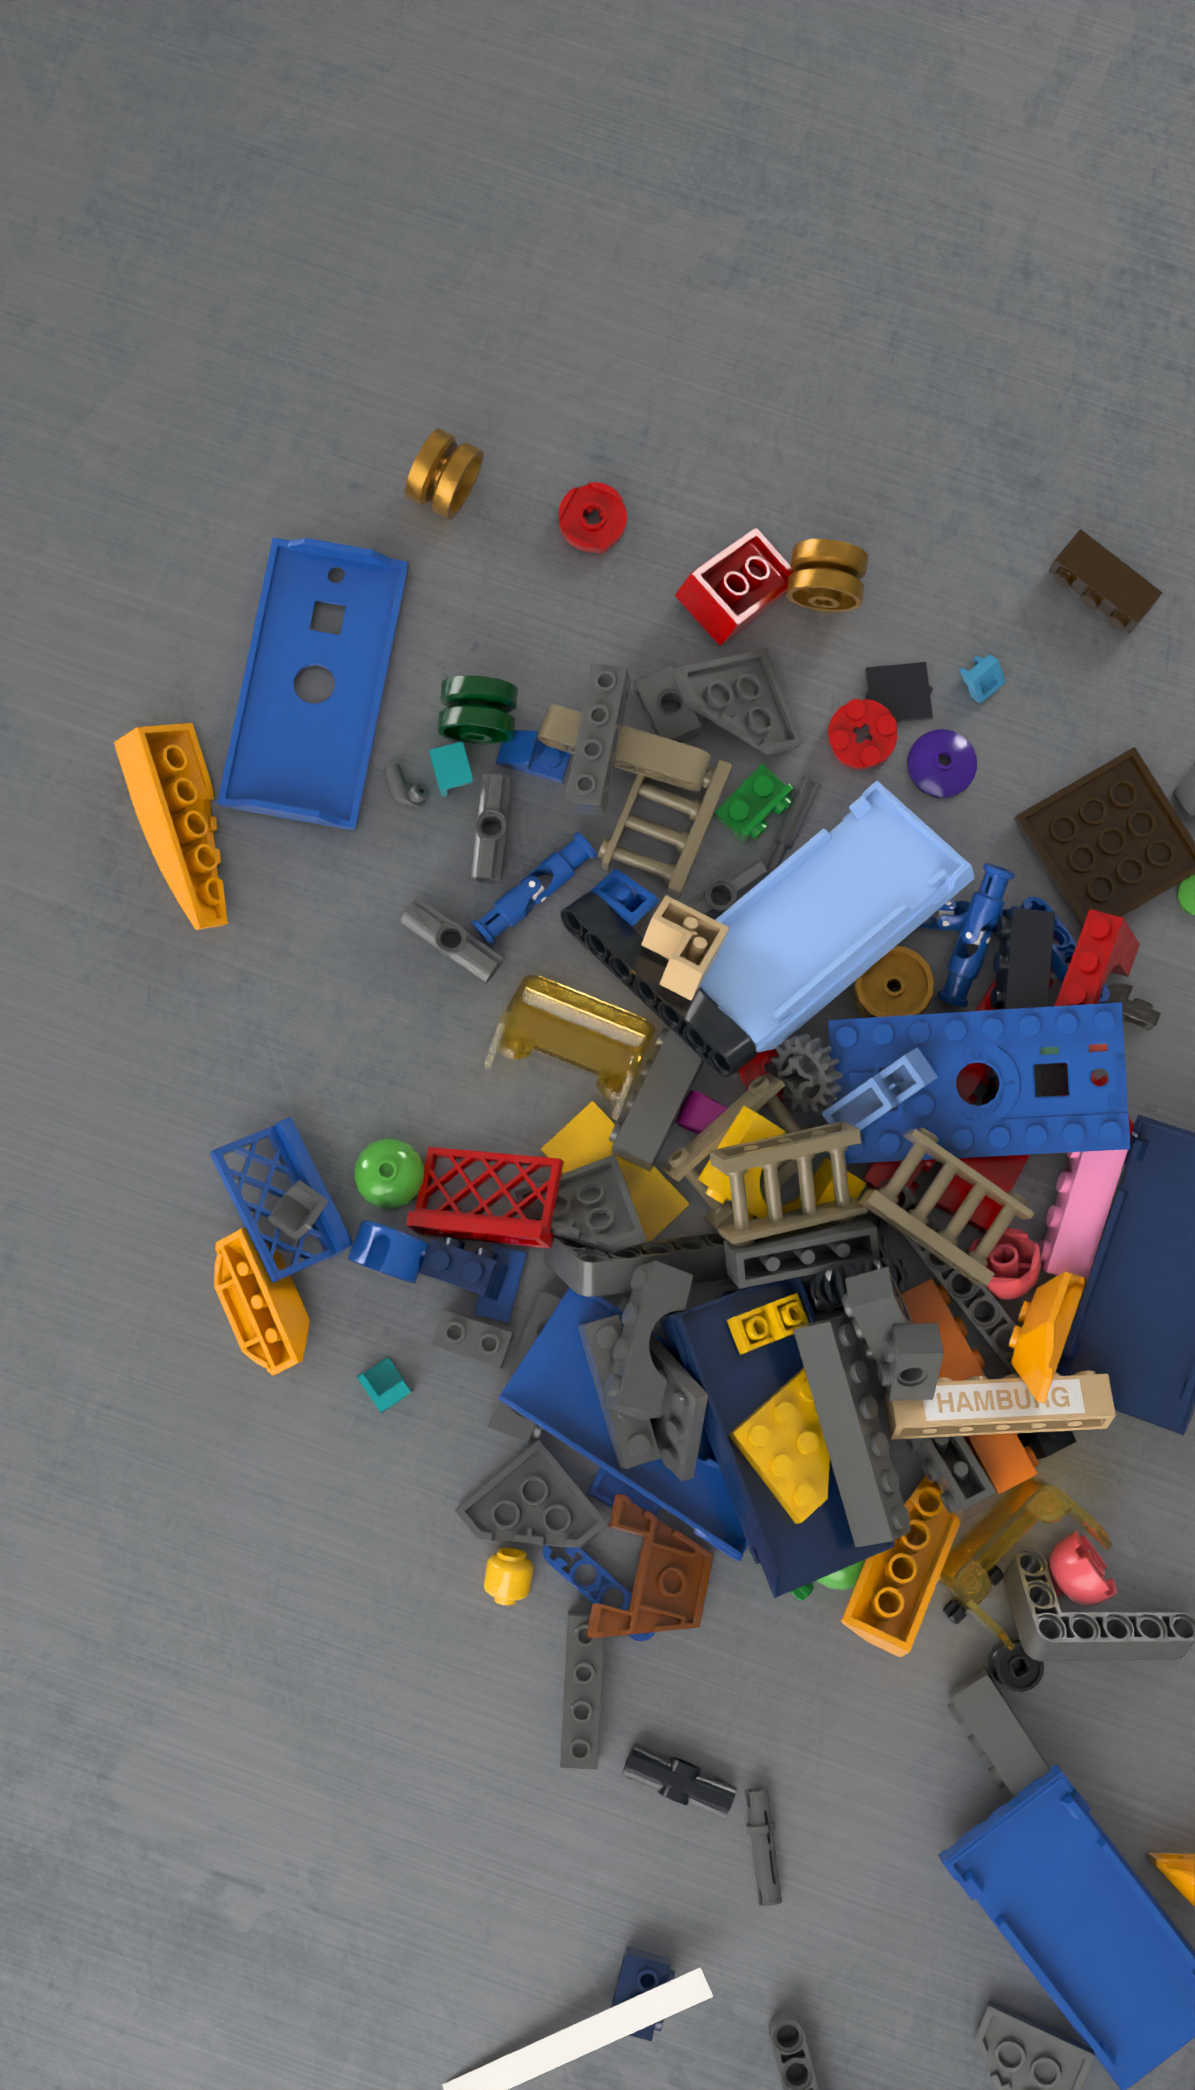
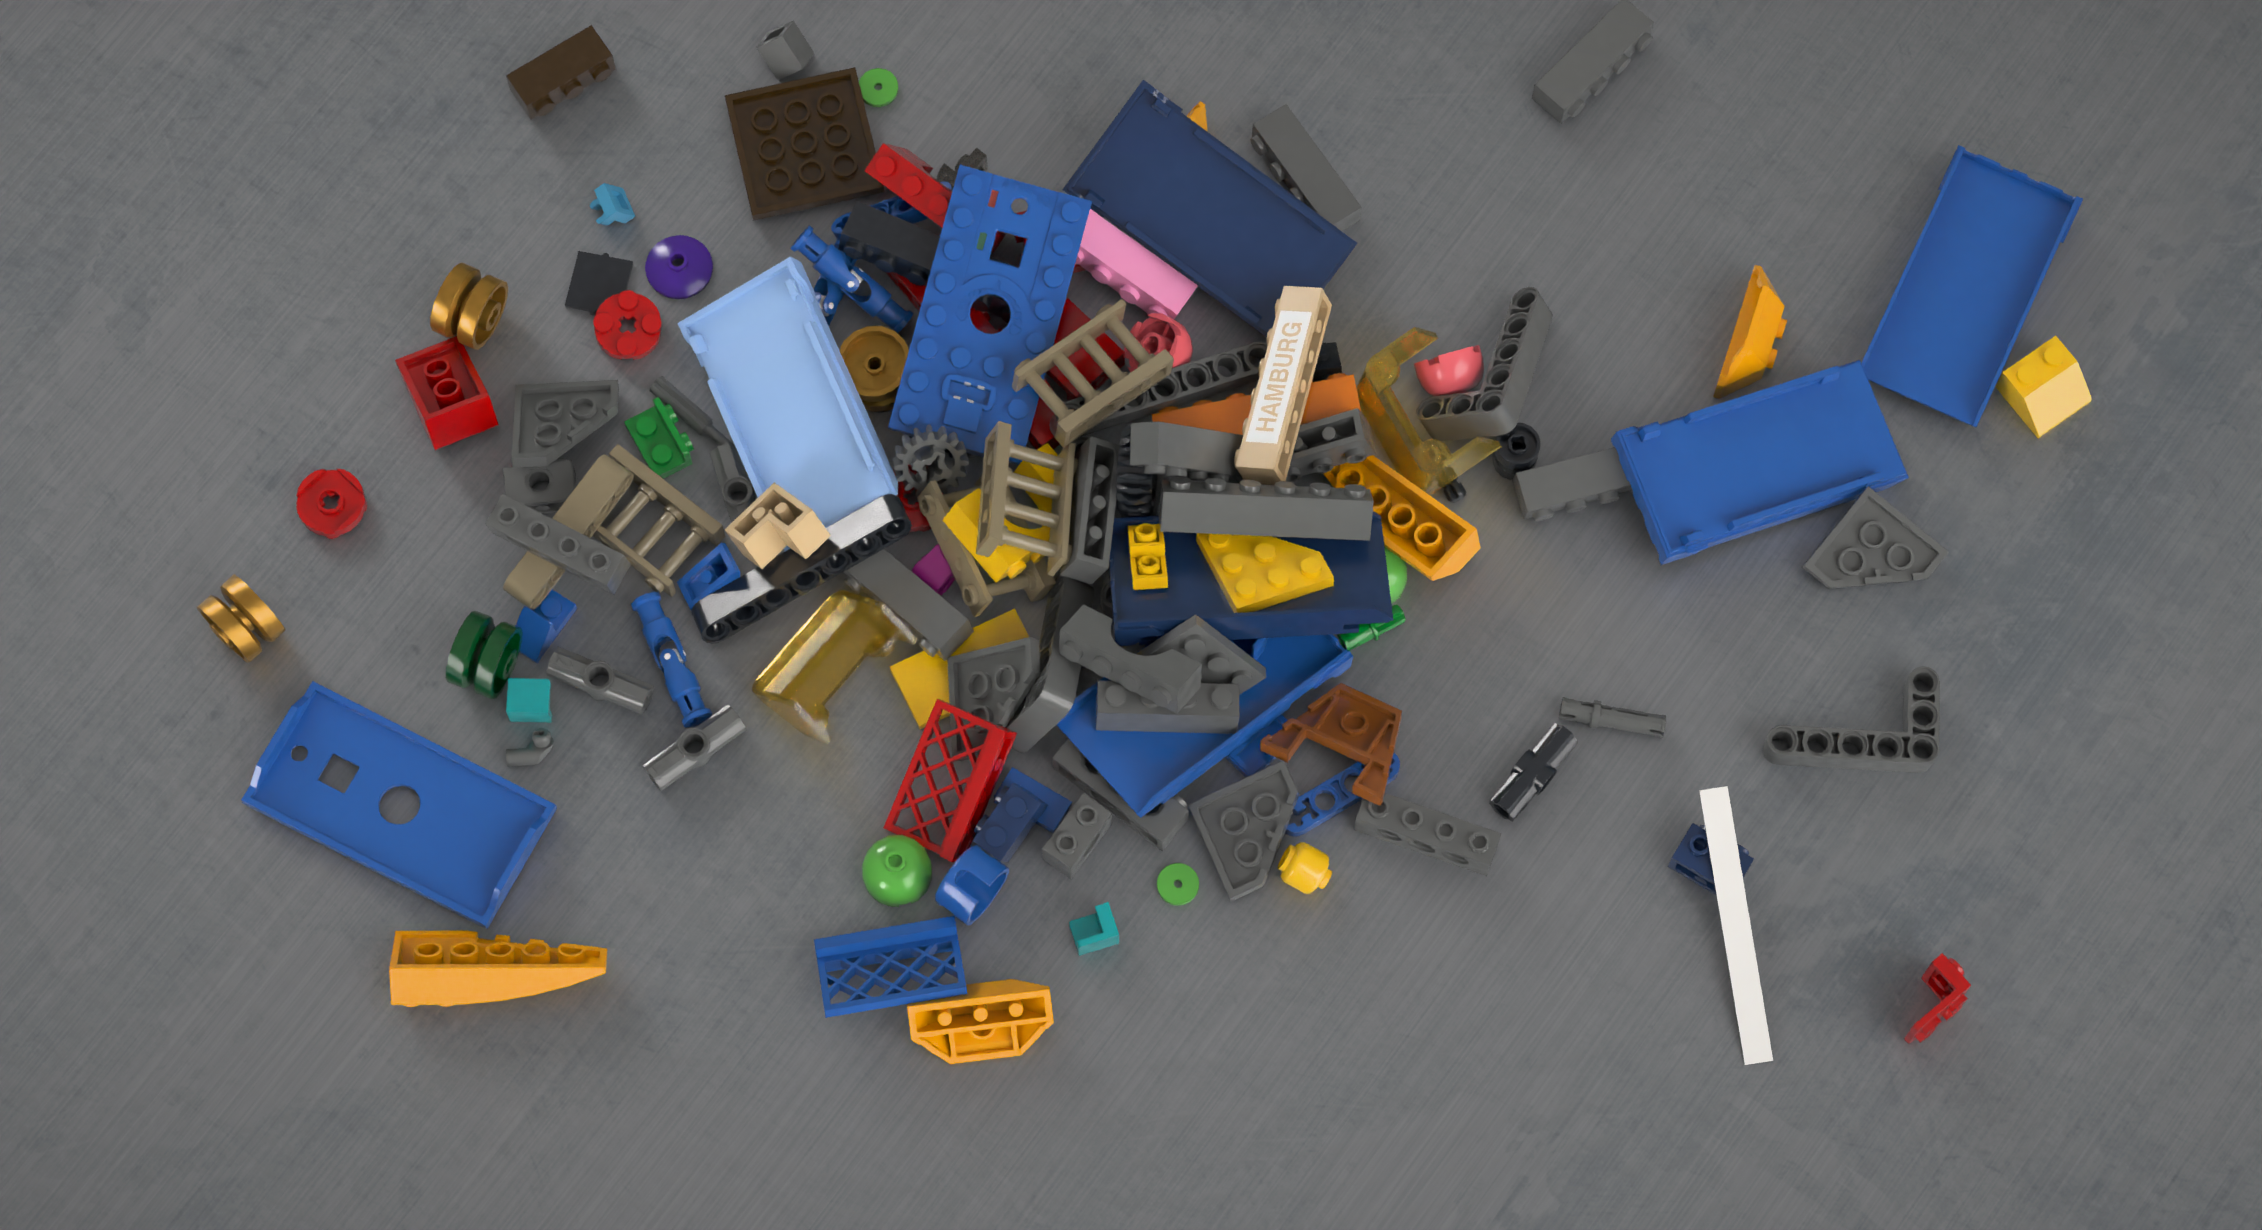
camera: 70 degrees left, 10 degrees down
(297, 1210) = (907, 949): dark grey panel -> none
(447, 1456) = (1181, 873): none -> bright green wheel
(883, 1091) = (970, 394): medium blue slope -> none
(911, 1362) = (1221, 435): dark grey brick -> none
(1045, 1331) = (1231, 327): light orange wedge -> none

